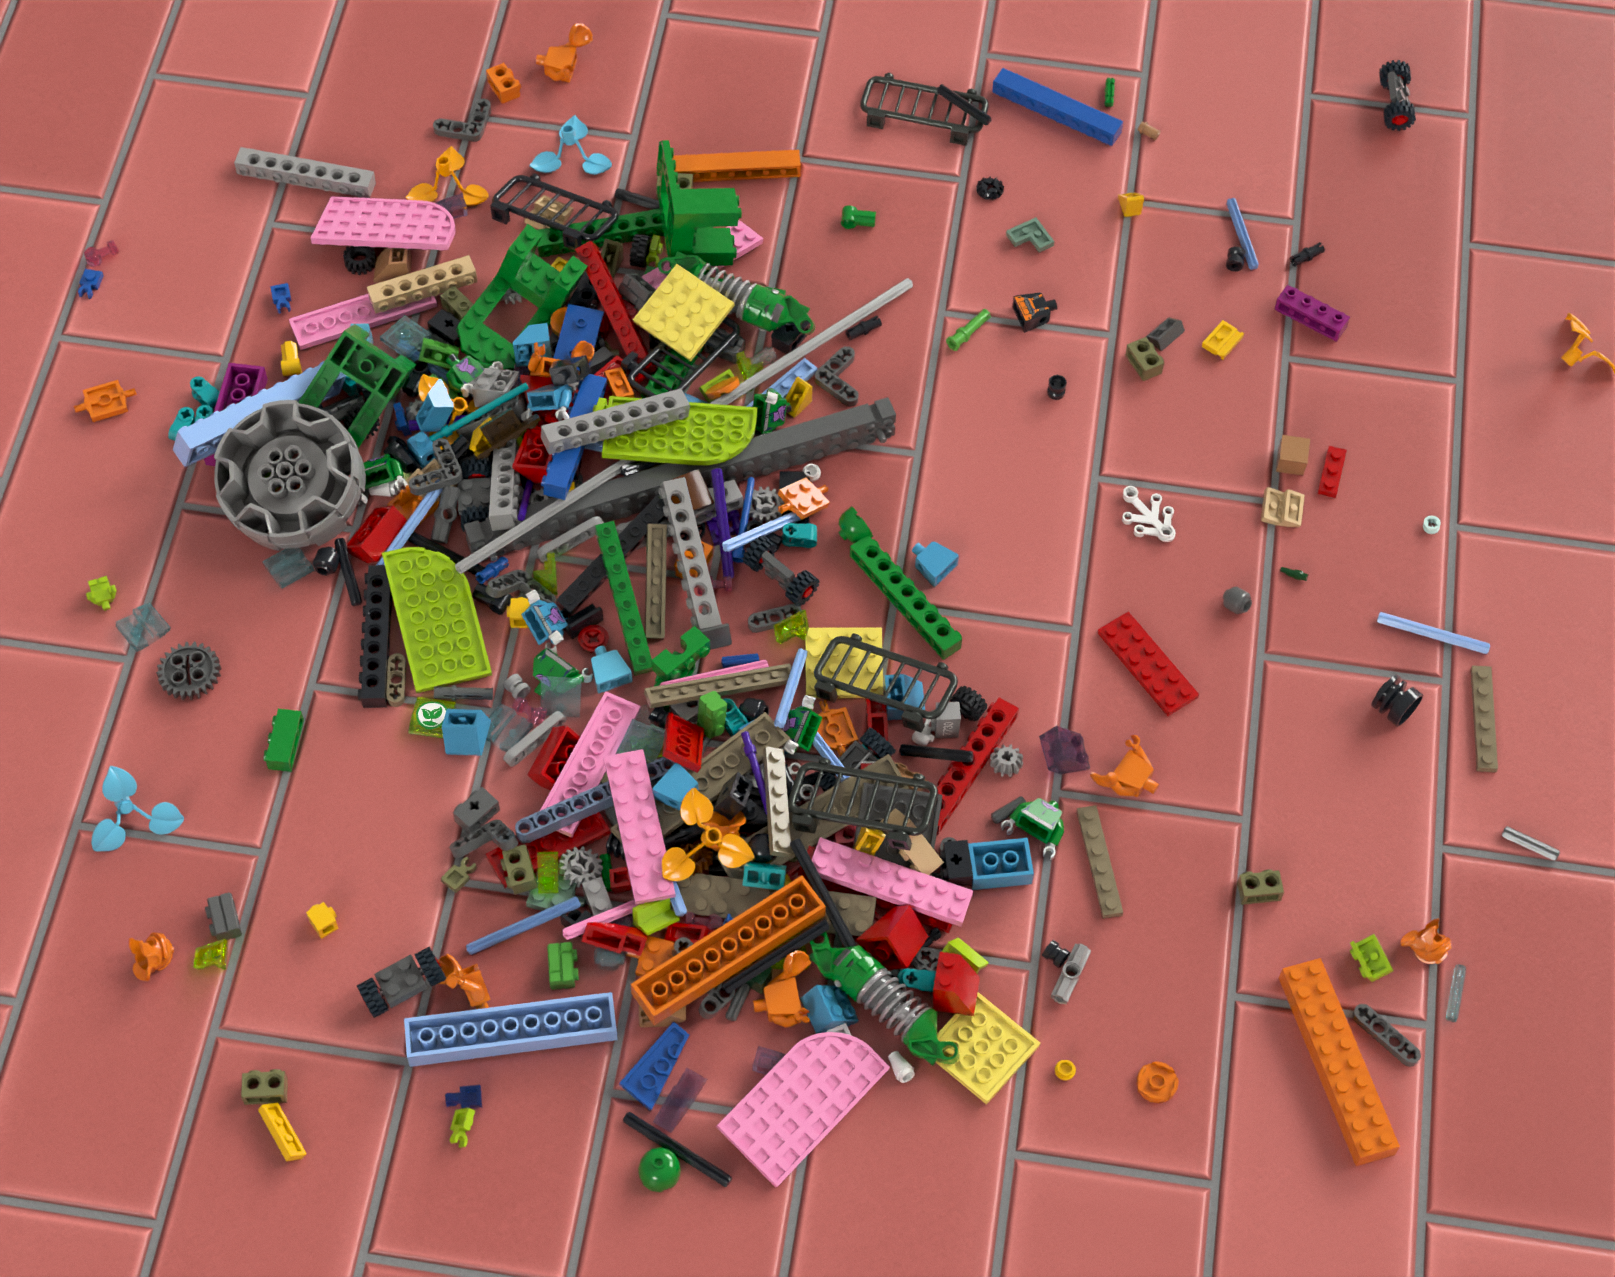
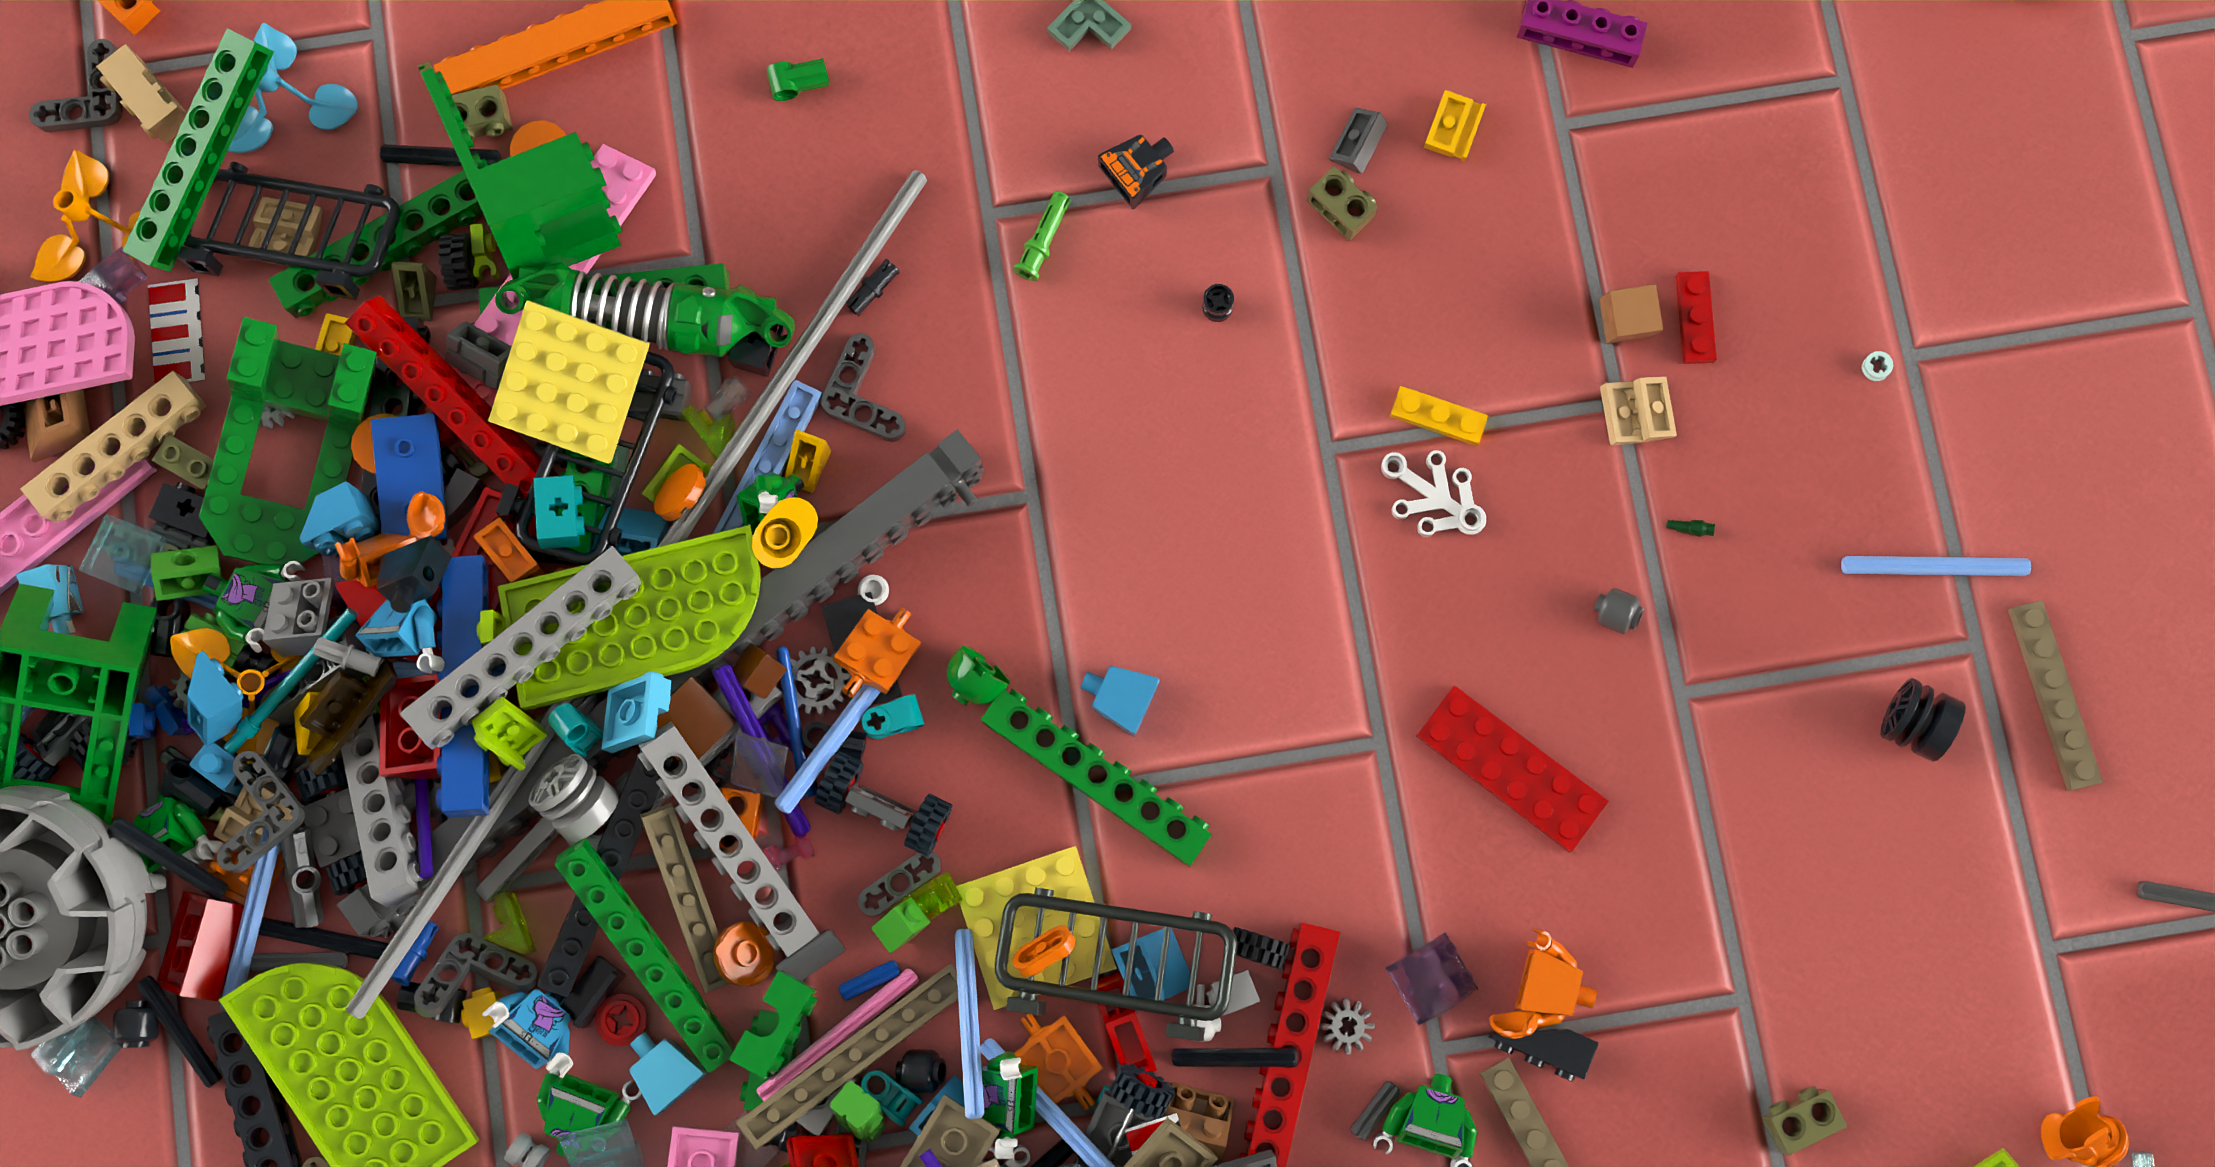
camera: 15 degrees left, 20 degrees up
(380, 477) = (168, 858): none -> black axle
(387, 416) = (142, 722): none -> blue plate
(473, 242) = (176, 330): none -> sticker
(500, 129) = (142, 93): none -> tan wedge
(518, 403) = (347, 656): none -> light grey axle
(521, 158) = (198, 150): none -> green brick
(593, 458) = (507, 732): none -> lime bracket
(614, 505) = (573, 798): none -> light grey wheel
(627, 473) = (575, 728): none -> teal piece
(654, 371) = (550, 495): none -> teal brick
(664, 470) = (634, 711): none -> medium azure plate
(674, 622) = (743, 954): none -> orange tile
(718, 527) = (758, 765): none -> clear piece
(736, 481) = (758, 671): none -> reddish brown panel
(768, 634) = (900, 925): none -> bright green brick
(775, 415) = (784, 532): none -> yellow piece
(855, 659) = (1044, 951): none -> orange plate
(1122, 805) = (1559, 1048): none -> black slope
(1165, 478) = (1438, 416): none -> yellow plate

